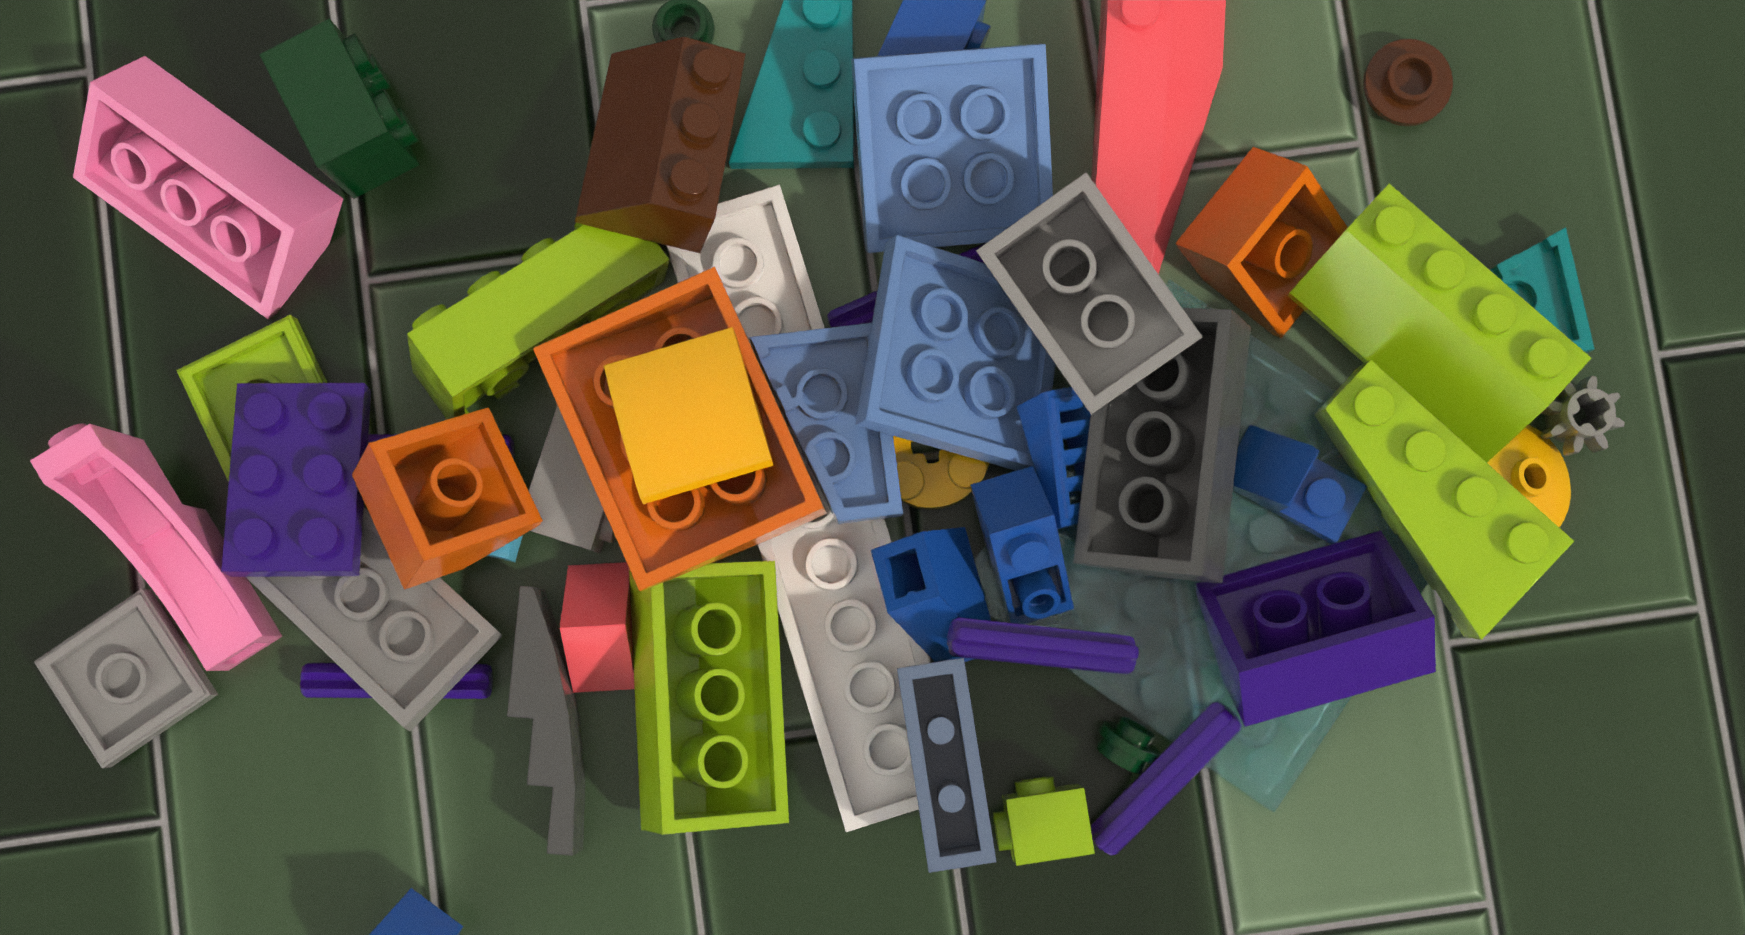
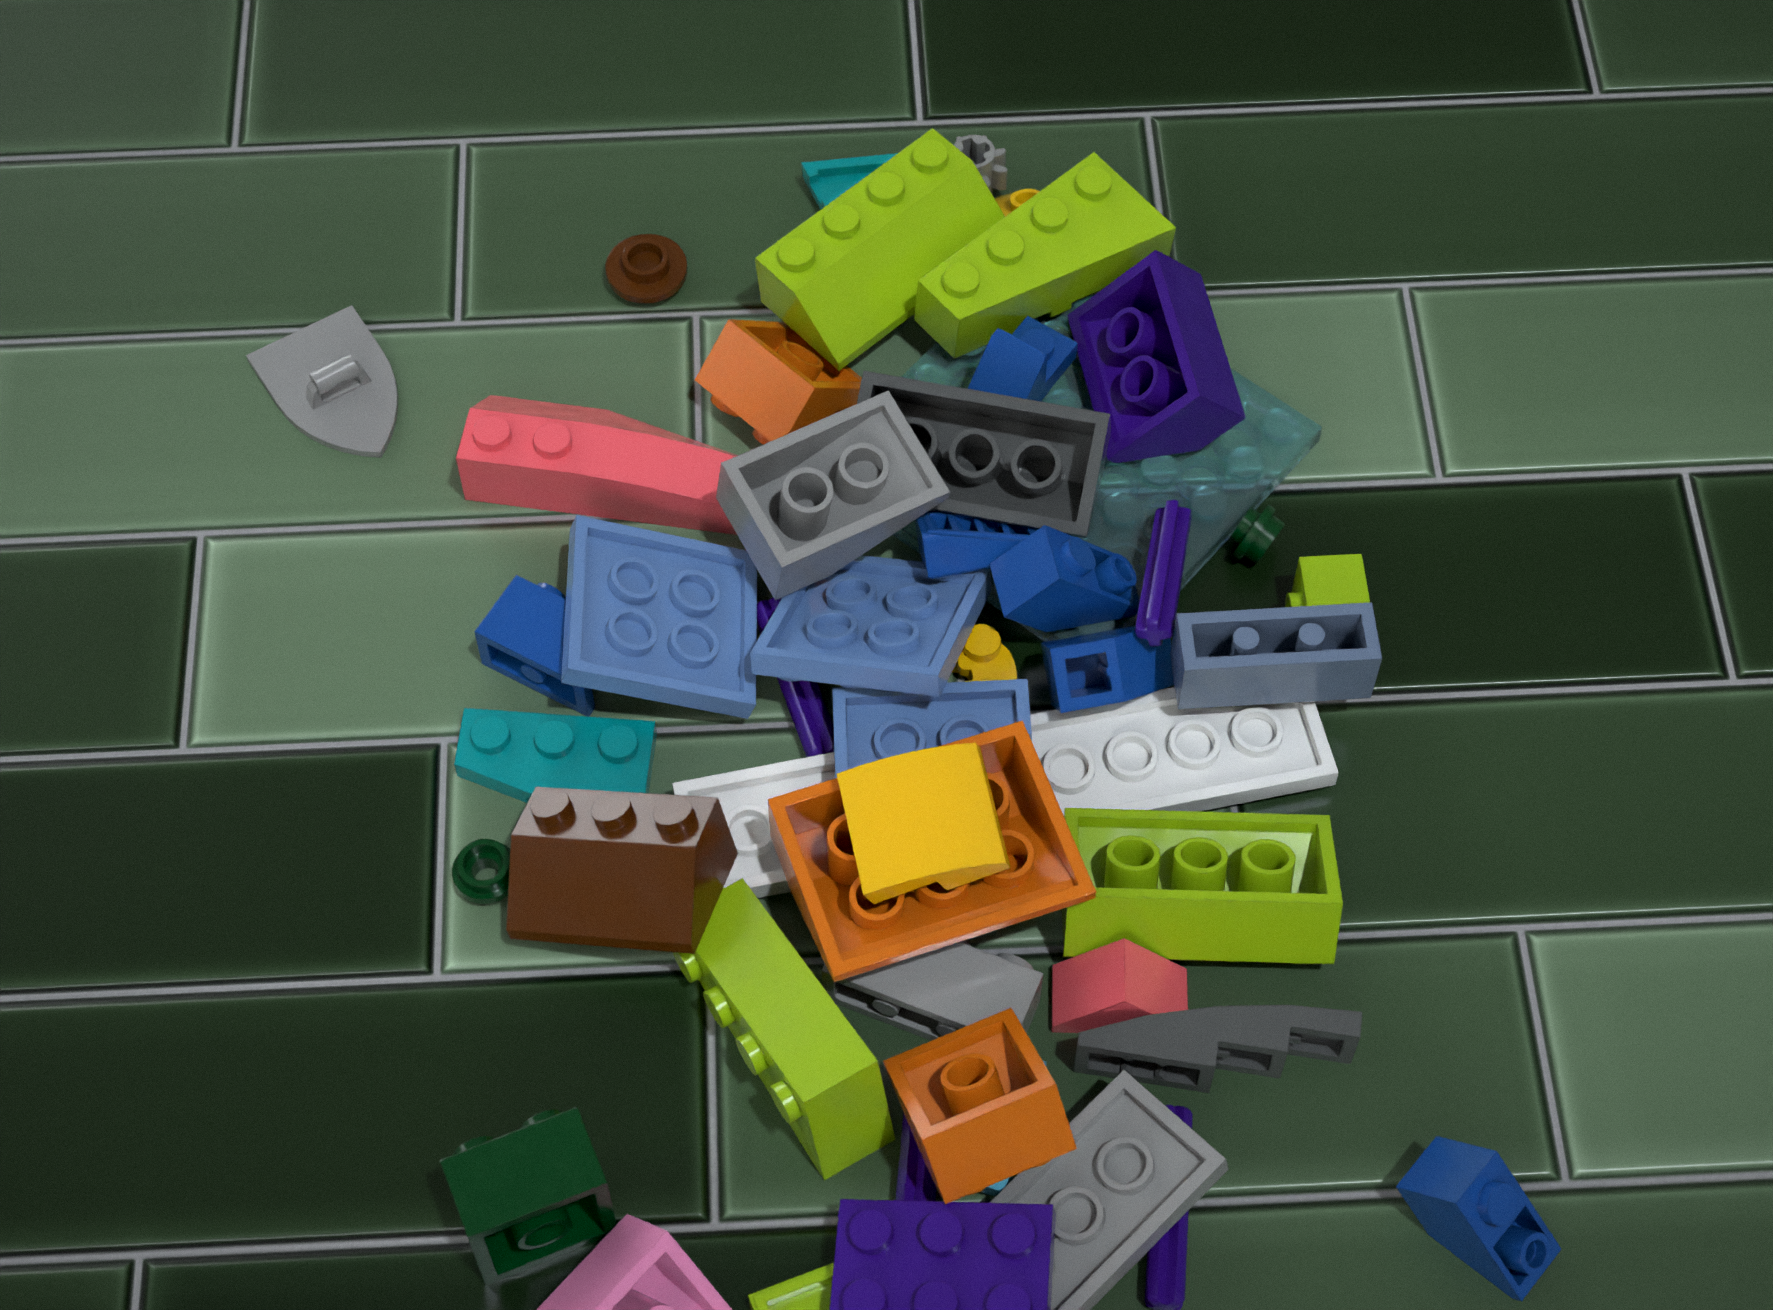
camera: 90 degrees left, 25 degrees down
(1165, 777) = (1284, 494): dark purple axle -> none

